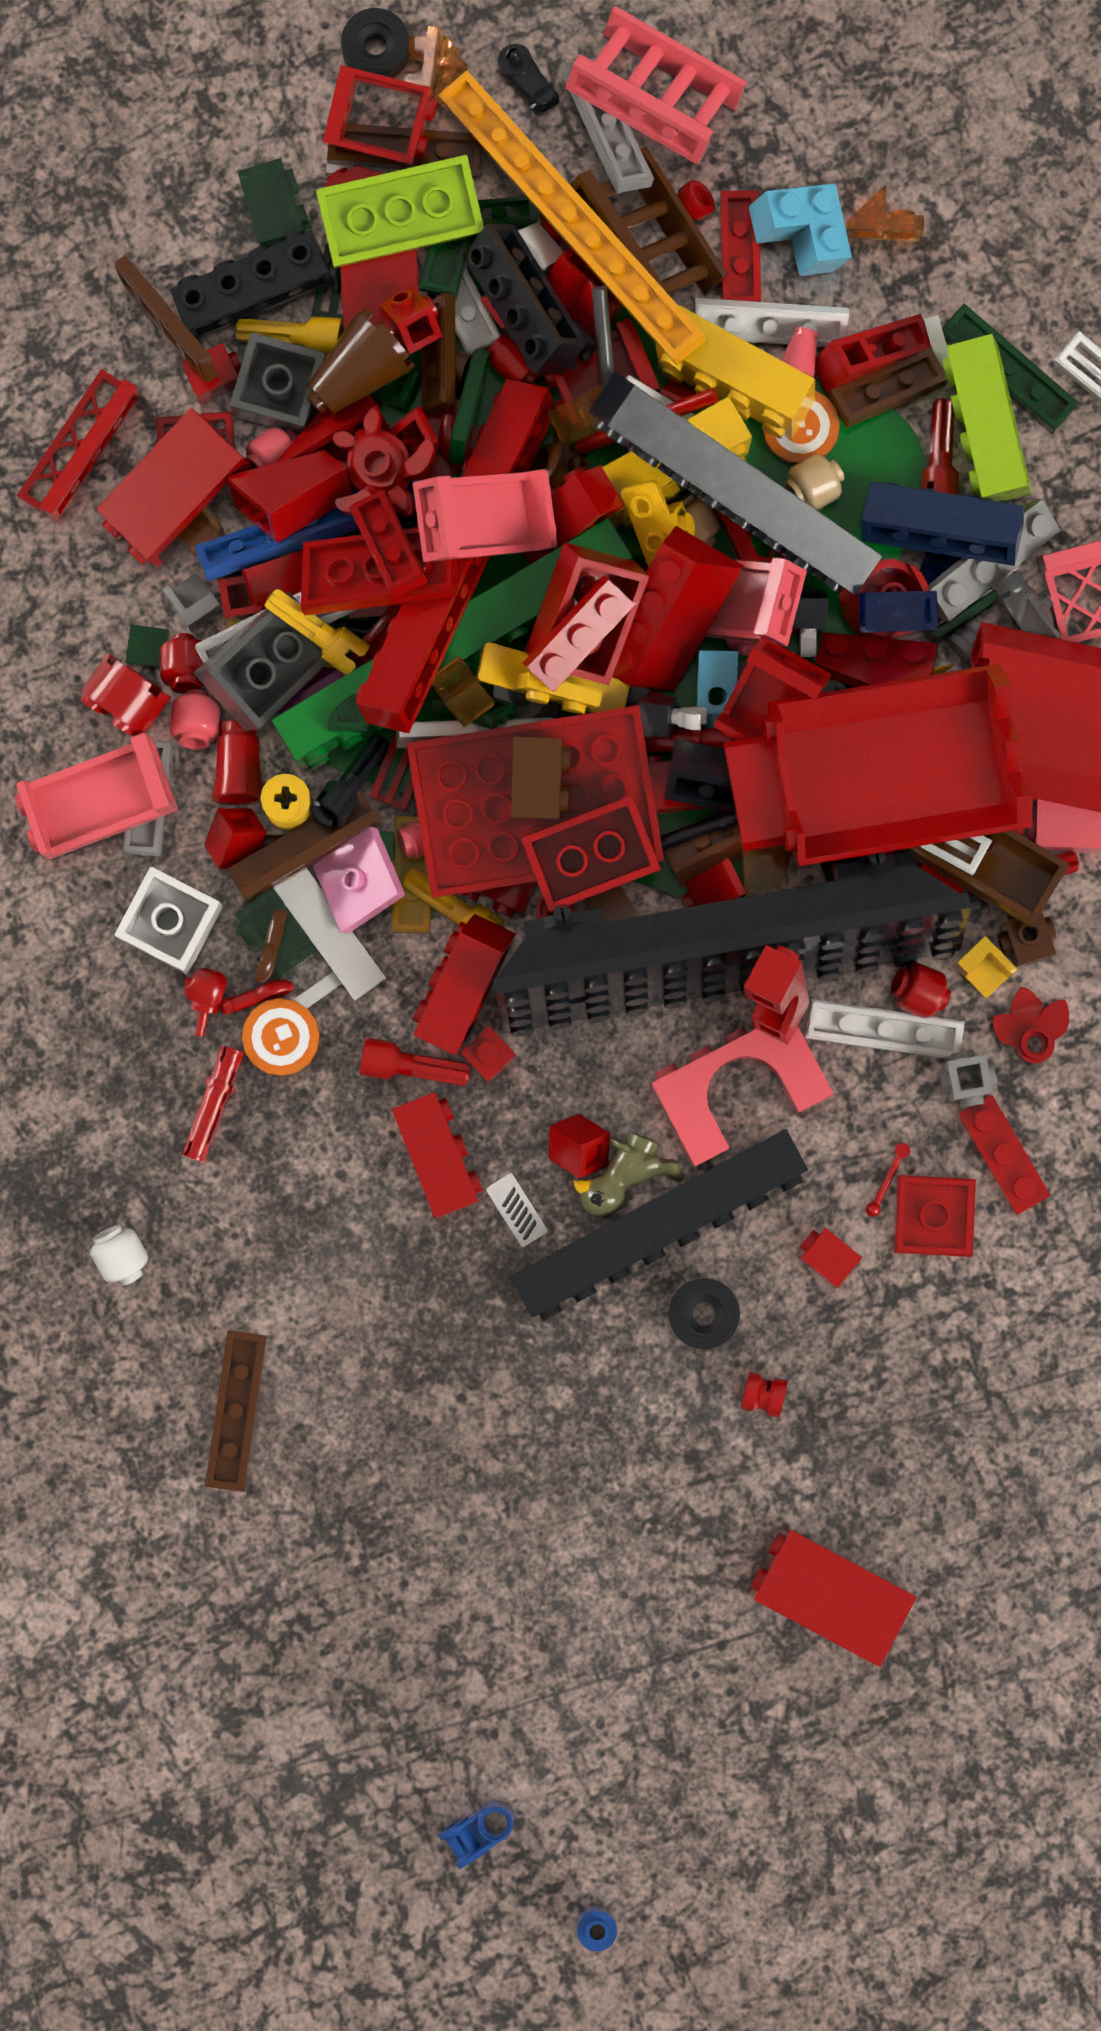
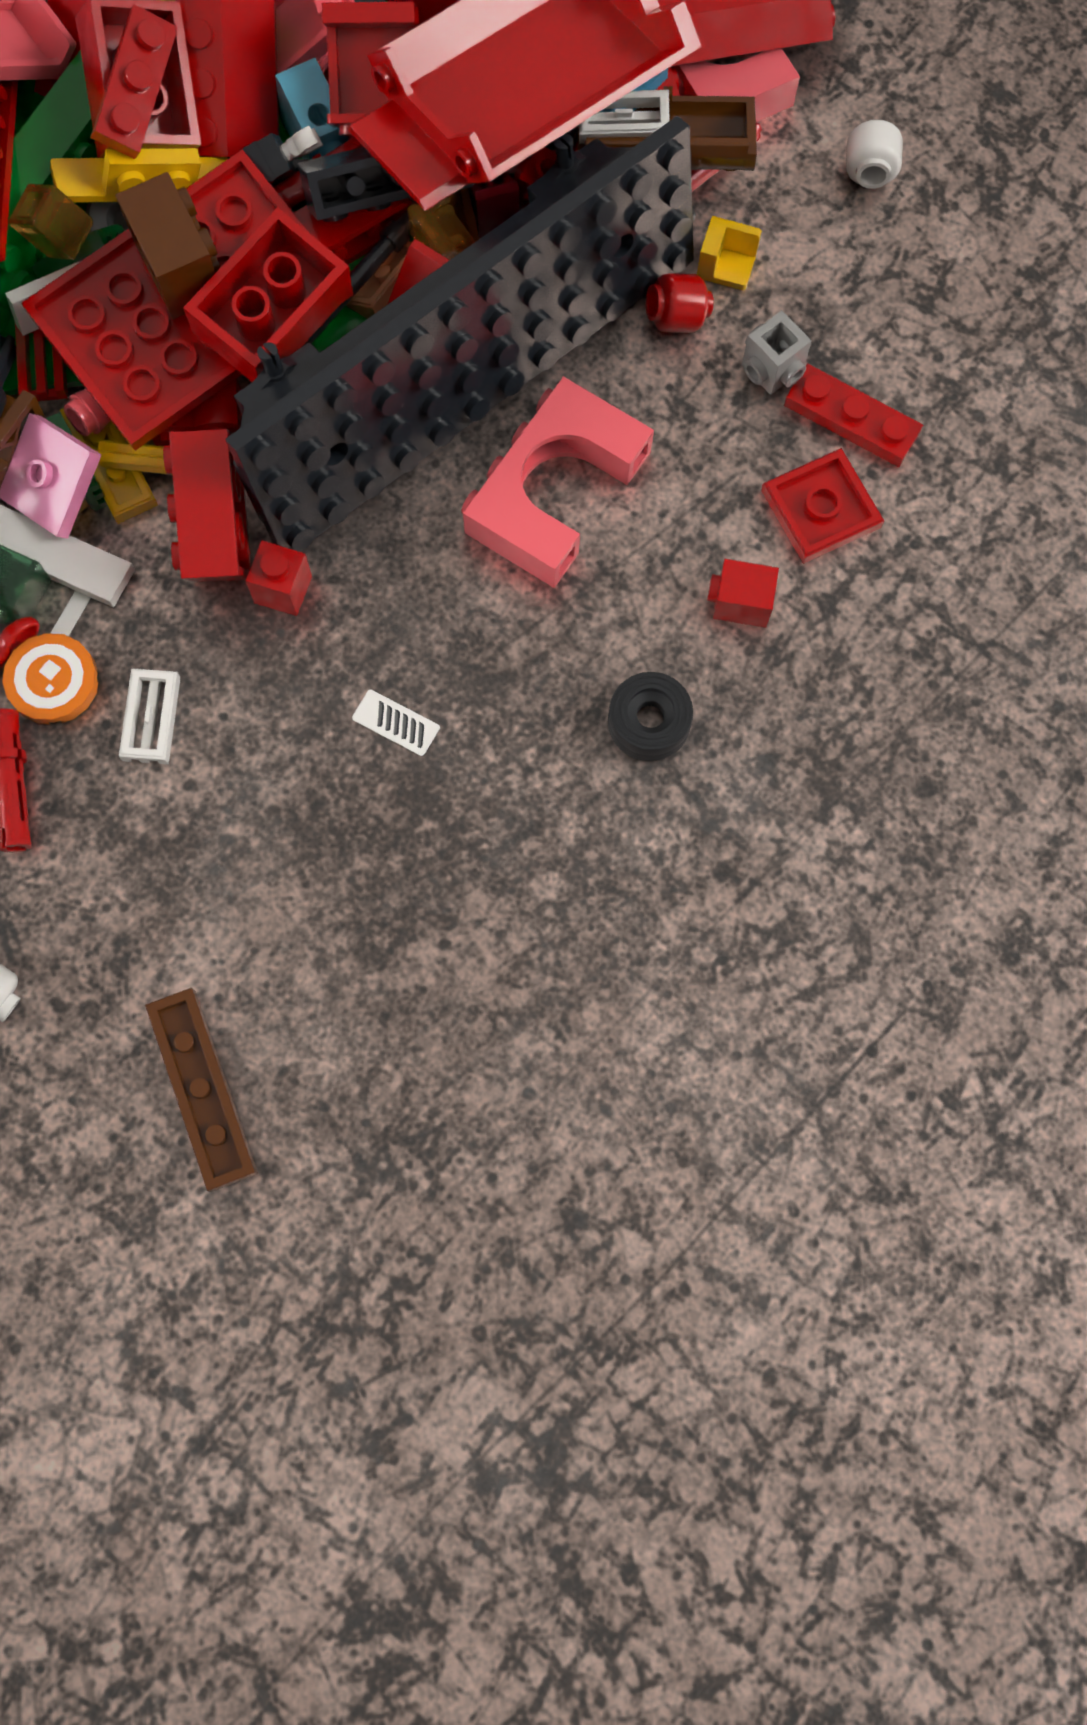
camera: 30 degrees left, 10 degrees down
(321, 1133) = (146, 753): none -> white tile
(384, 1060) = (171, 640): red piece -> none
(437, 1154) = (279, 704): red brick -> none
(476, 1833) = (731, 1415): blue piece -> none
(578, 1145) = (424, 620): red panel -> none
(596, 1915) = (916, 1442): blue brick -> none
(629, 1165) = (487, 609): olive animal -> none
(658, 1224) = (548, 655): black brick -> none
(764, 1394) = (762, 761): red wheel -> none
(779, 991) = (536, 303): red arch -> none
(832, 1596) = (959, 926): red panel -> none
(883, 1029) = (666, 361): white tile -> none
(901, 1151) = (752, 465): red hinge -> none
(1023, 951) = (754, 200): reddish brown brick -> none
(1031, 1019) = (800, 285): red plate -> none

